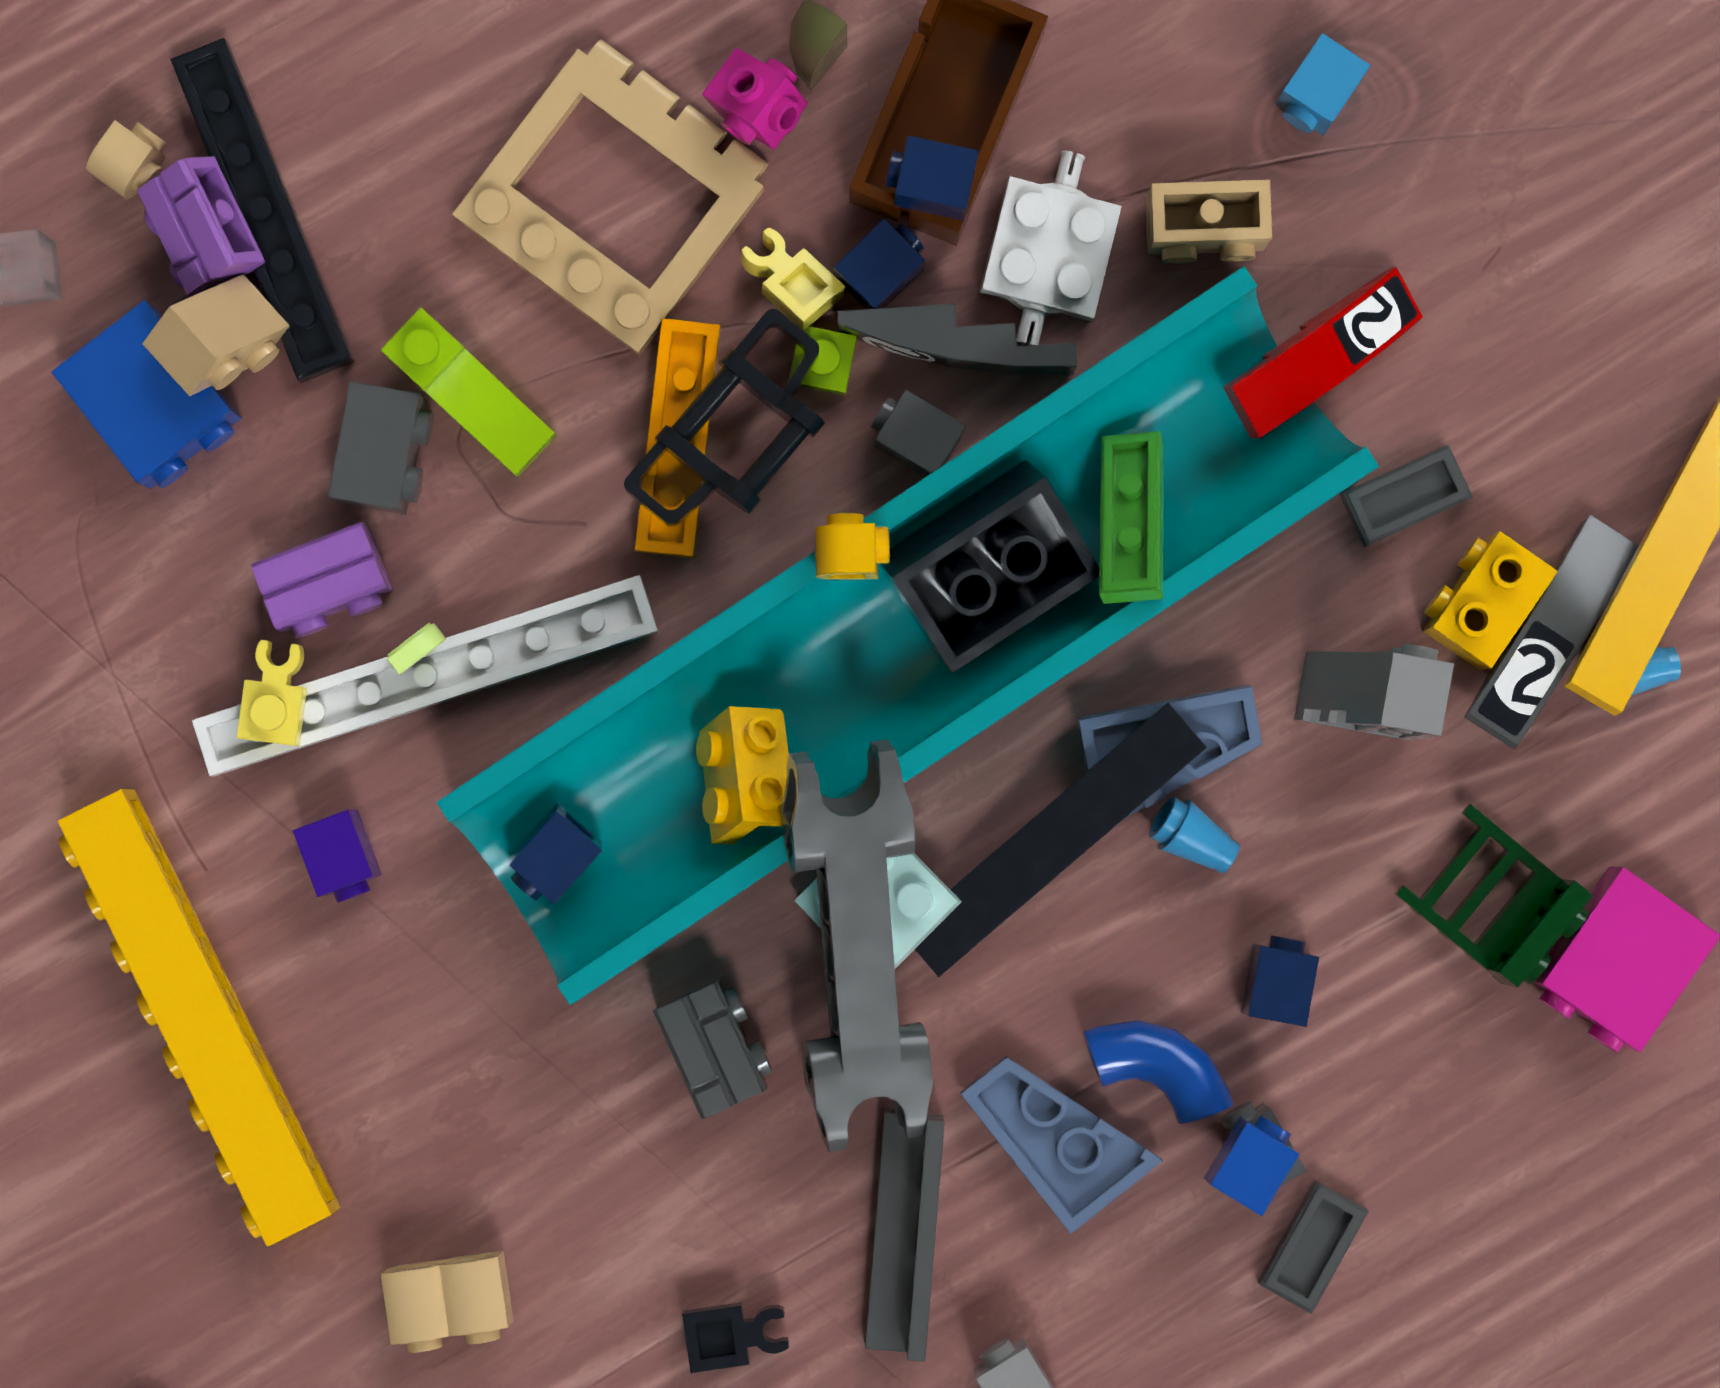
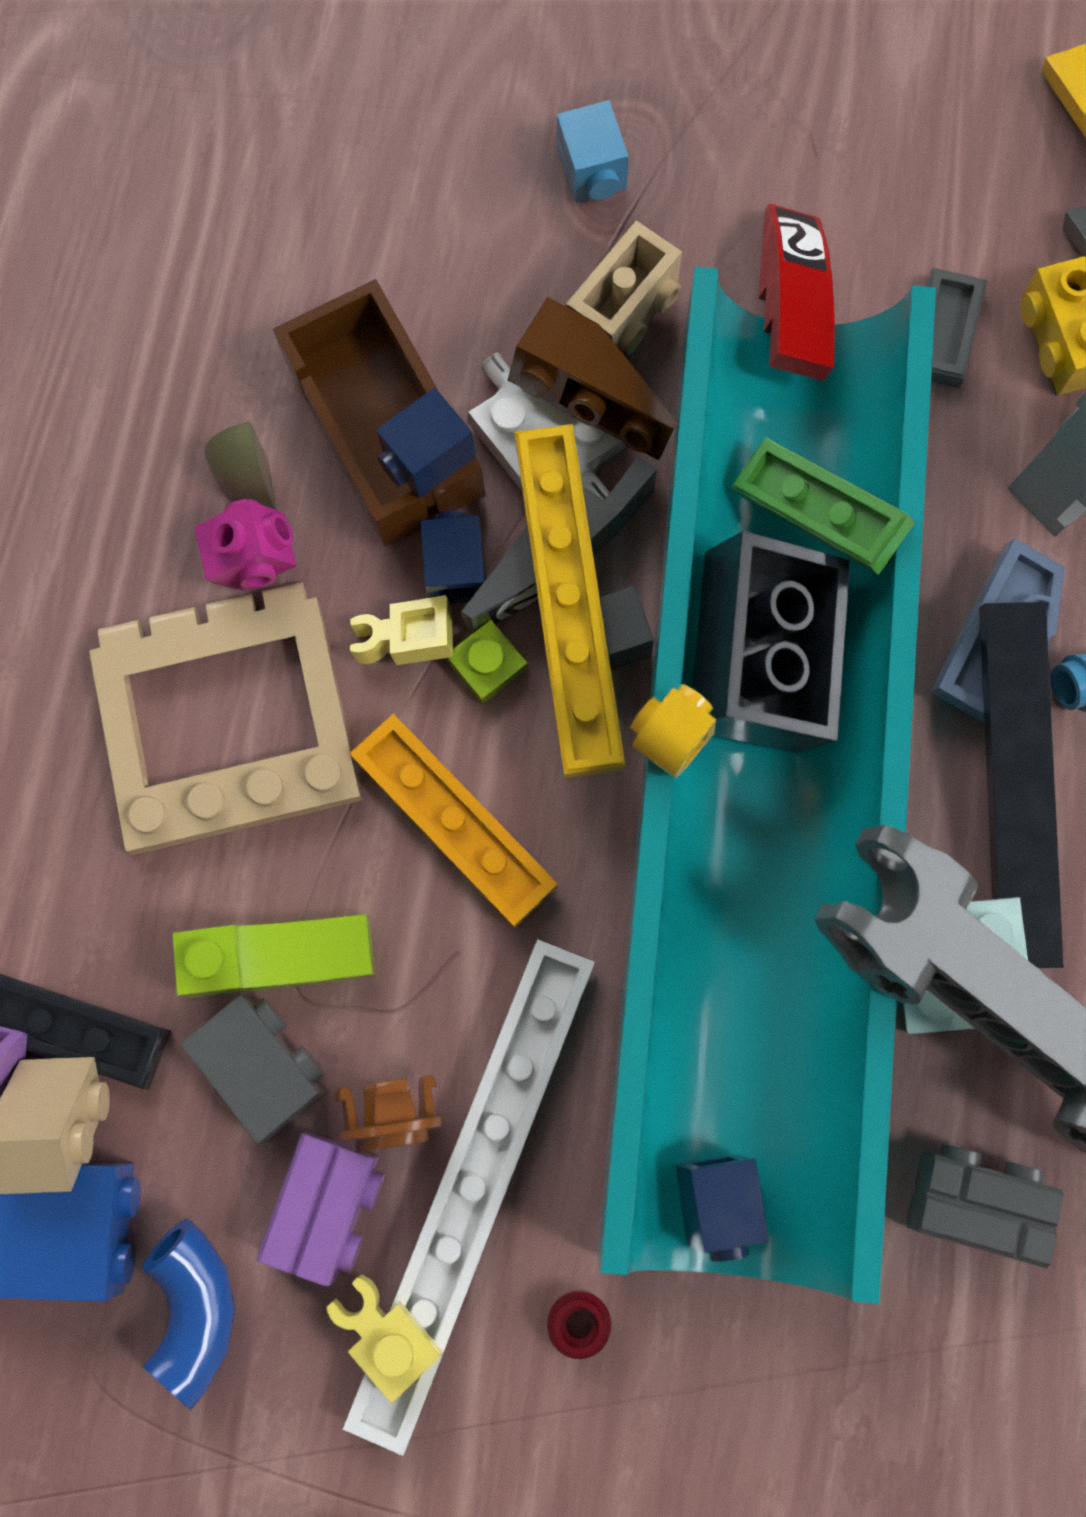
camera: 45 degrees left, 10 degrees down
(182, 555) = (199, 1308): none -> blue cylinder
(338, 855) = (564, 1398): dark purple brick -> none
(377, 828) = (583, 1345): none -> dark red plate
(415, 648) = (445, 1176): yellowish green tile -> none
(424, 573) = (389, 1114): none -> dark orange piece
(734, 370) = (441, 725): black bar -> none
(743, 771) = (784, 980): yellow bracket -> none
(913, 383) = (569, 602): none -> yellow tile
(1108, 240) = (585, 374): none -> reddish brown slope

